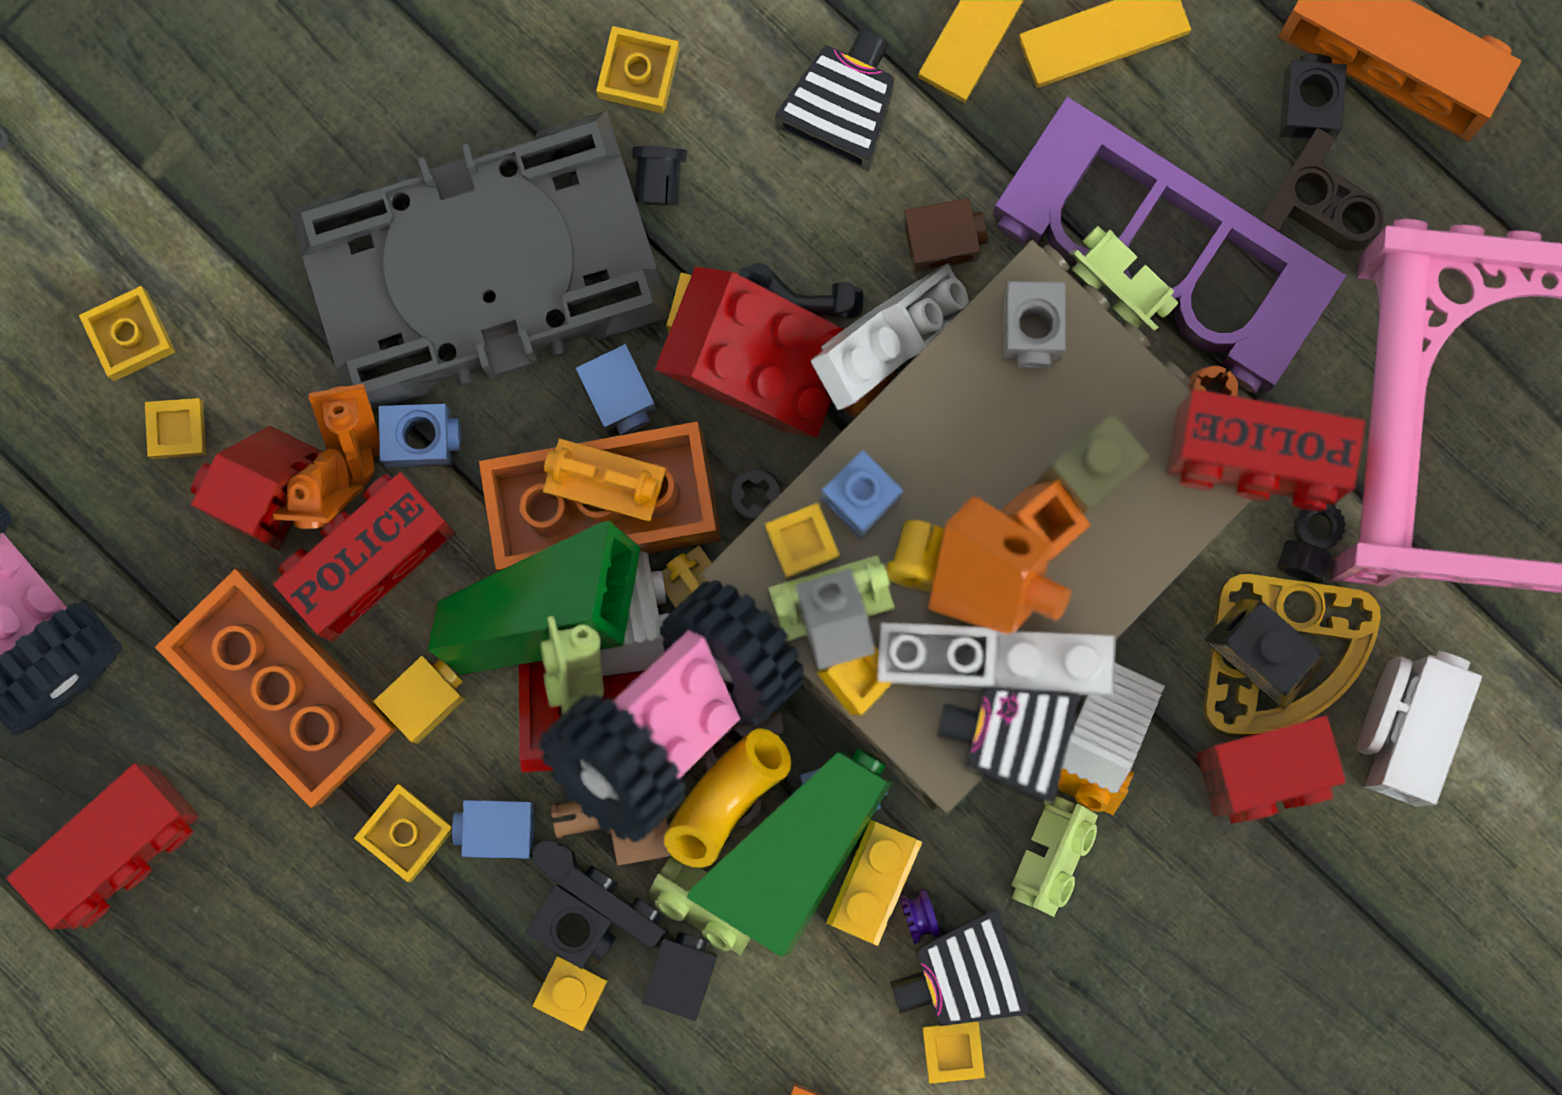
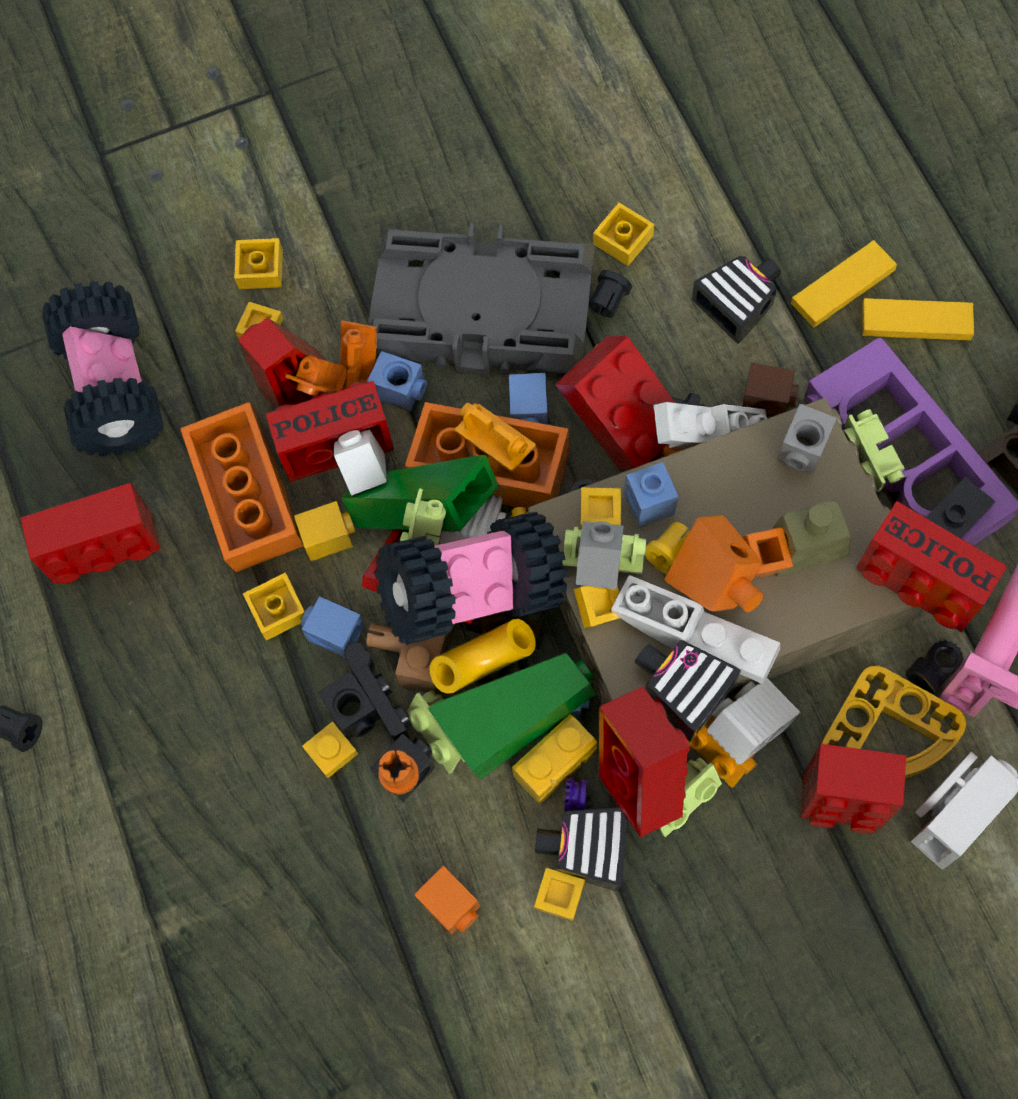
camera: 25 degrees right, 15 degrees down
(434, 591) = (360, 460): none -> white slope
(689, 977) = (407, 778): none -> orange bush
(997, 855) = (642, 760): none -> red brick
(1264, 332) = (961, 508): none -> black plate
(1266, 650) = (880, 715): black torso -> none

